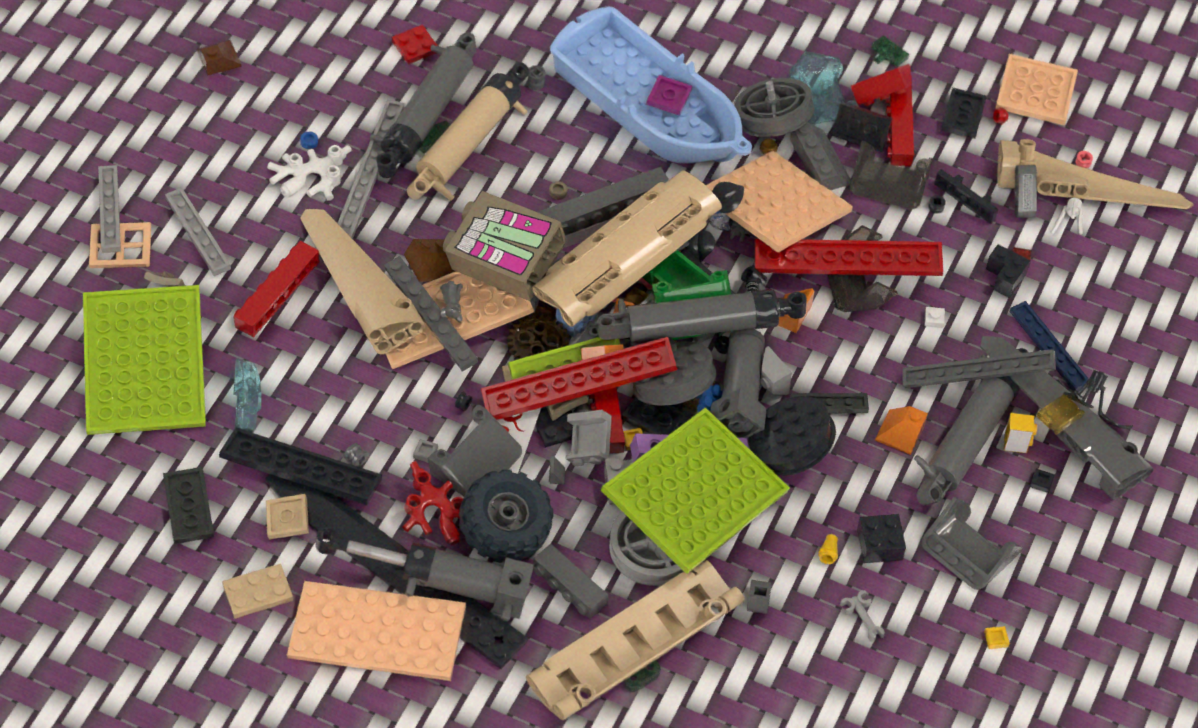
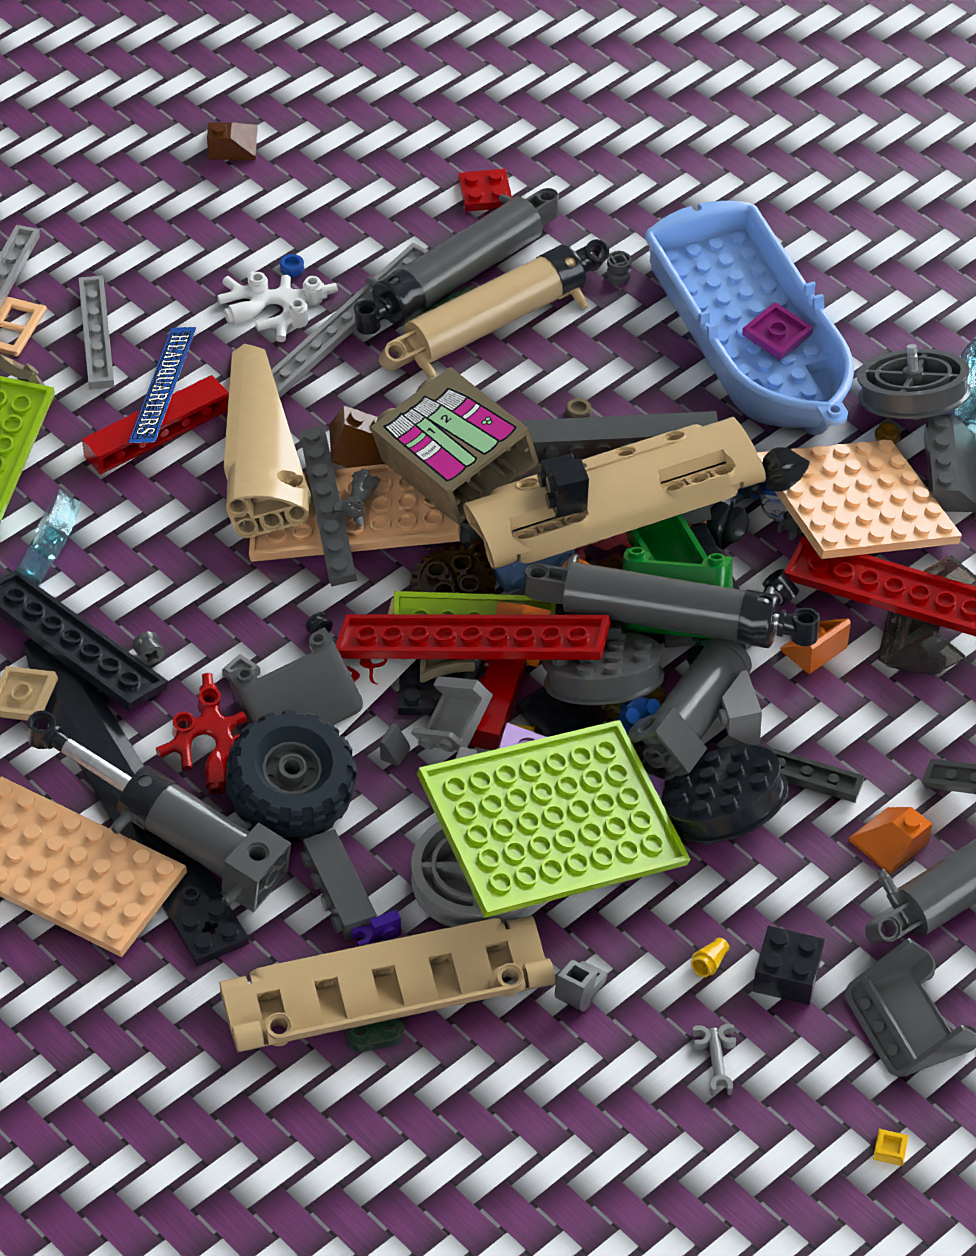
camera: 25 degrees right, 5 degrees down
(268, 258) = (162, 385): none -> sticker
(601, 253) = (565, 484): none -> black brick
(612, 602) = (380, 929): none -> dark purple plate

